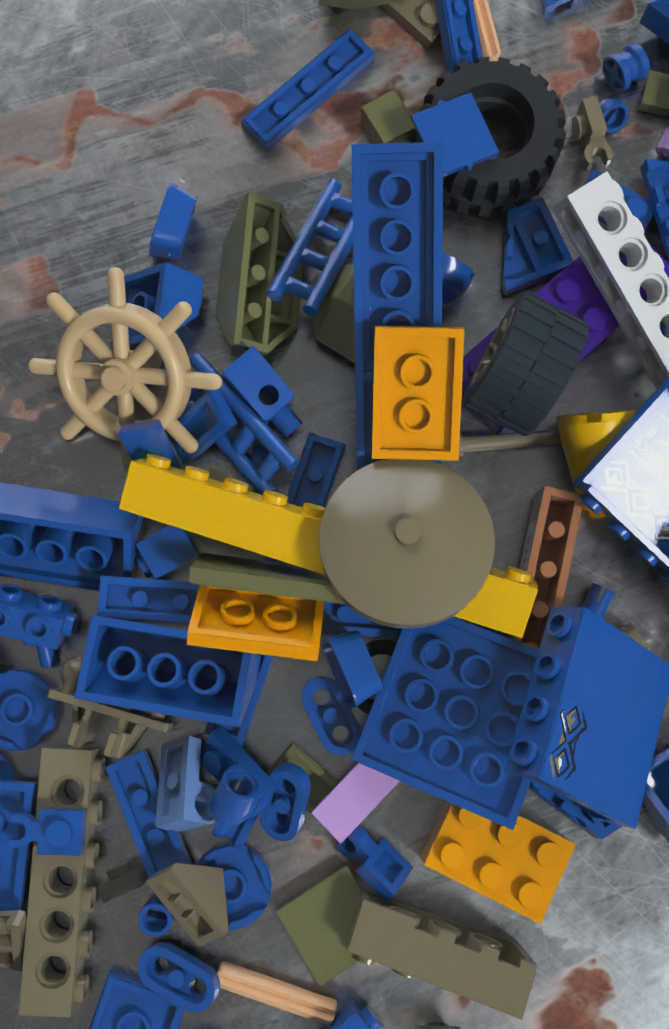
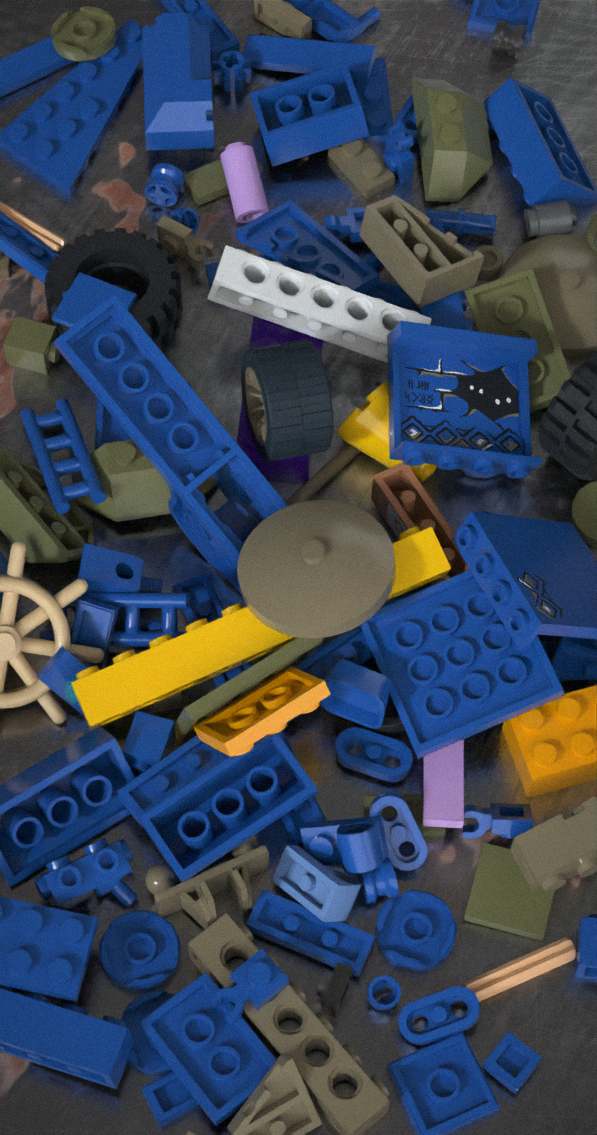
camera: 40 degrees left, 20 degrees down
(194, 898) = (397, 951): dark tan slope -> none
(417, 392) = (234, 468): light orange plate -> none
(532, 247) = (212, 344): blue wing -> none

